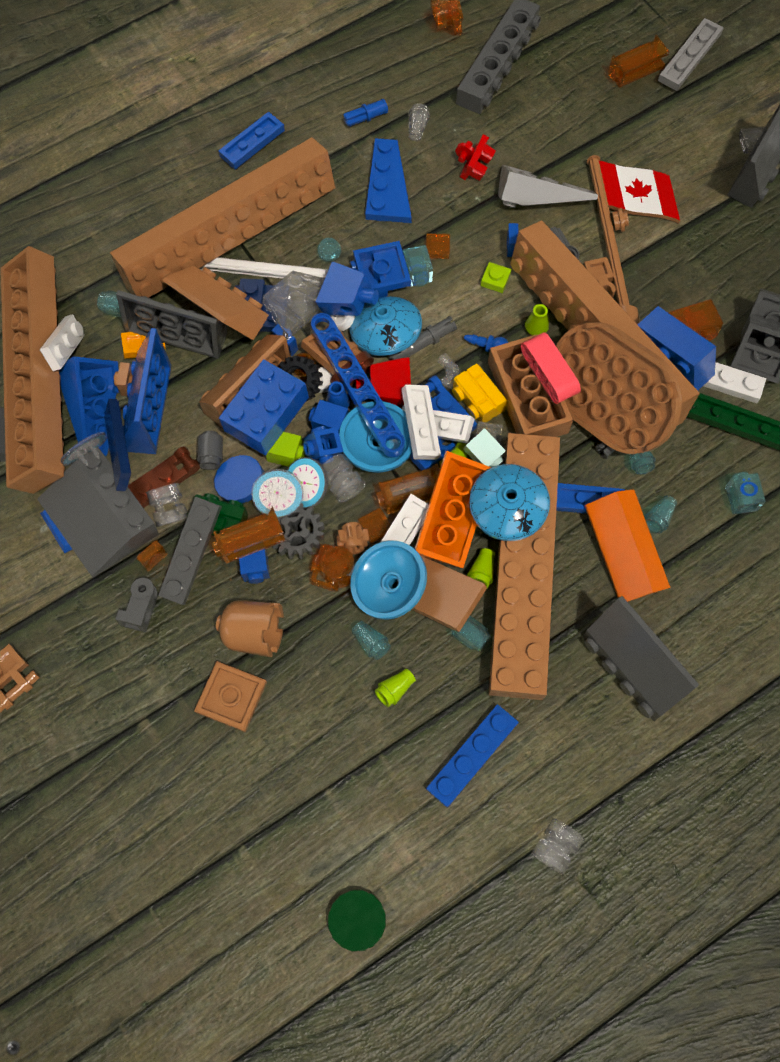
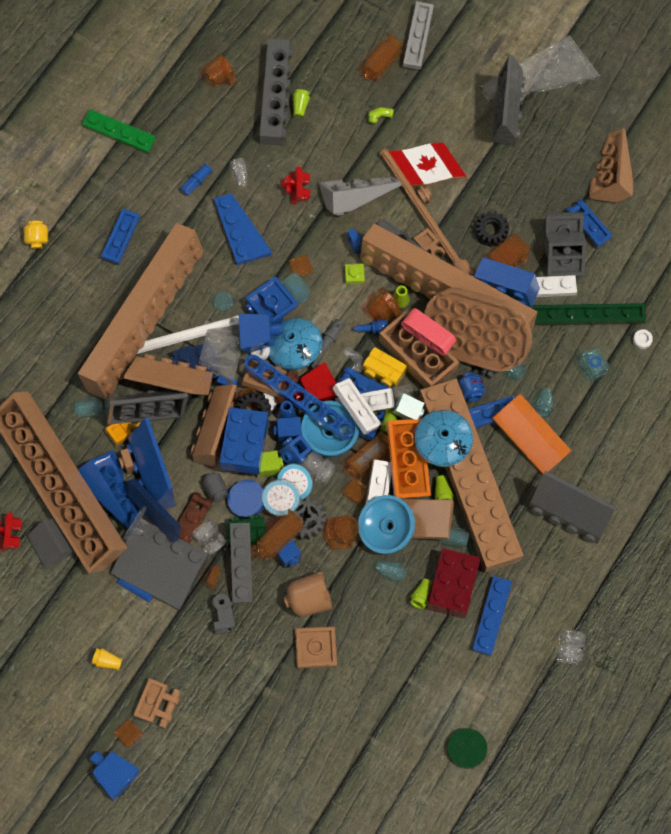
camera: 30 degrees left, 0 degrees up
(62, 342) = (72, 452): white plate -> none
(161, 104) = (35, 234): none -> yellow head
(308, 38) = (119, 131): none -> green plate
(353, 537) = (346, 506): medium nougat gear -> none
(440, 691) = (453, 583): none -> dark red brick
(511, 322) = (383, 306): none -> clear orange piece
(523, 73) = (300, 102): none -> lime cone
(576, 458) = (472, 386): none -> blue head
(609, 117) = (378, 112): none -> lime arm
(688, 276) = (496, 219): none -> black tyre

